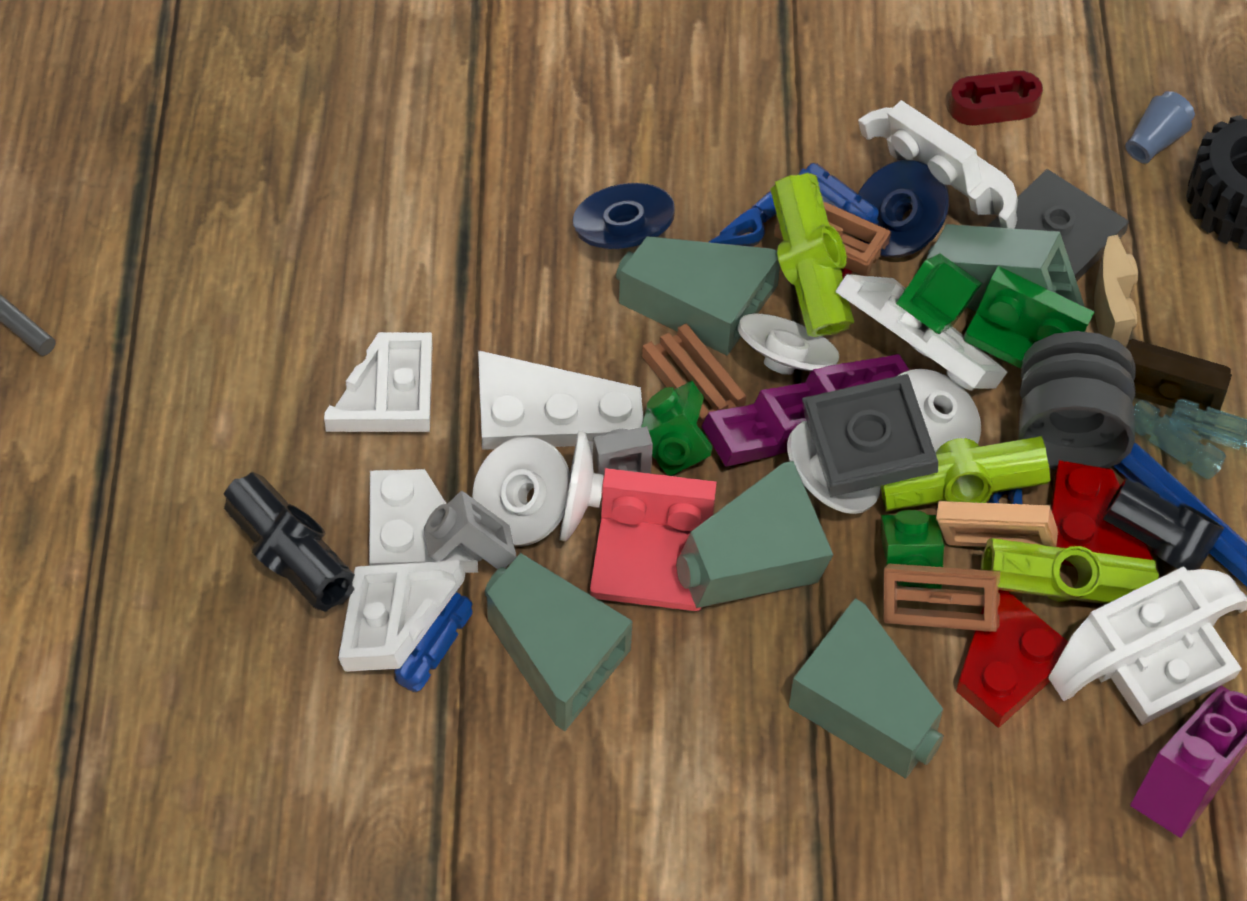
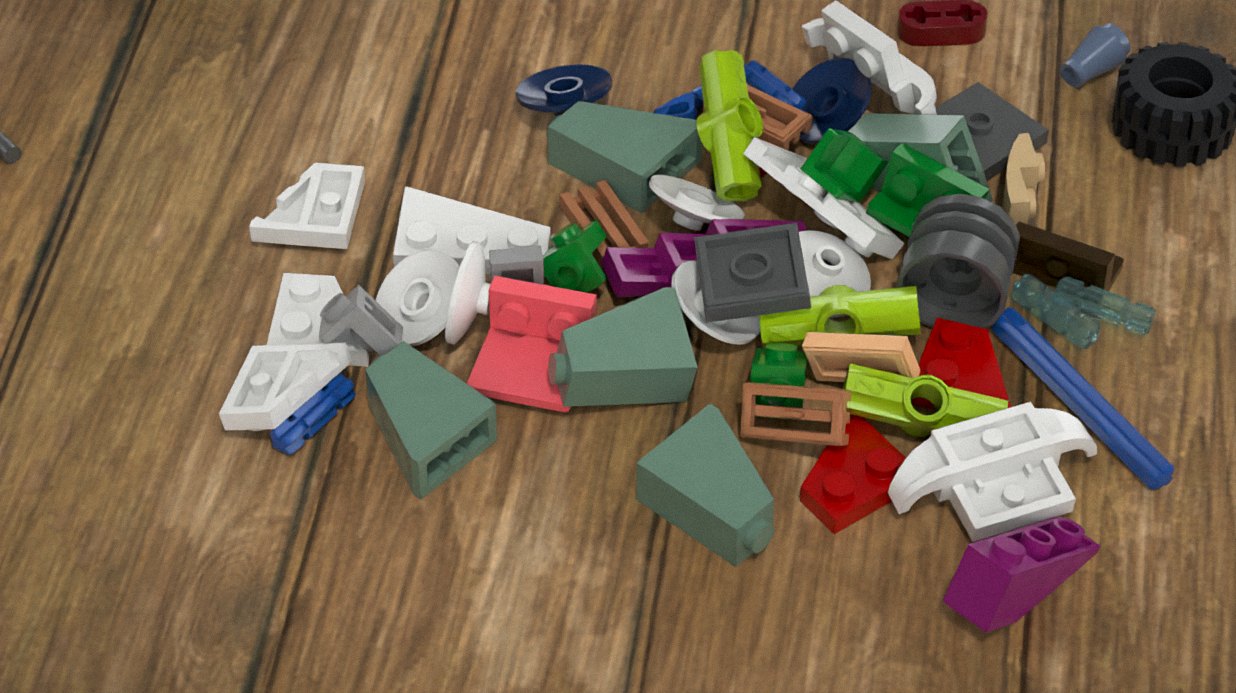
camera: 10 degrees right, 10 degrees down
(289, 542) = (194, 319): black piece -> none
(1173, 531) = (1021, 371): black piece -> none

